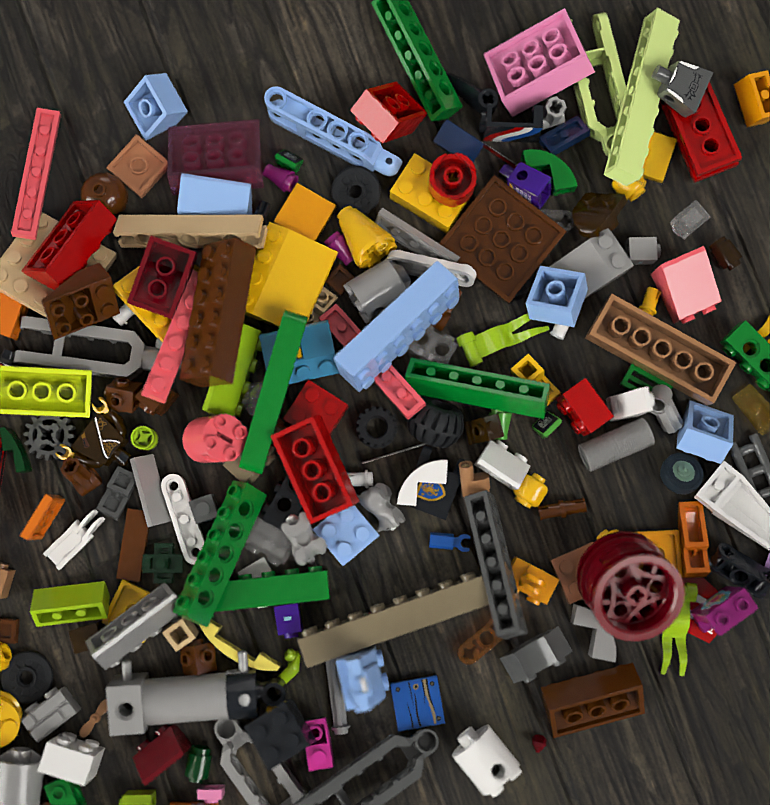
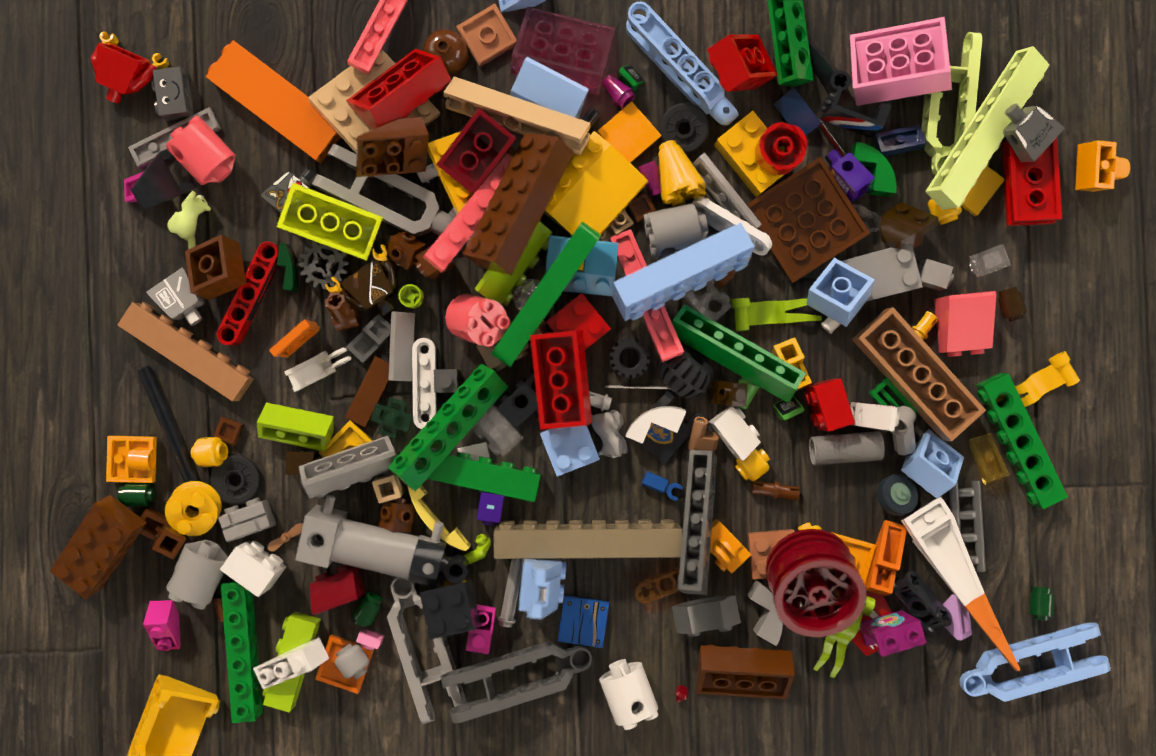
camera: 20 degrees right, 5 degrees up
(304, 542) = (528, 443): light grey animal -> none
(554, 112) = (899, 115): light grey piece -> none

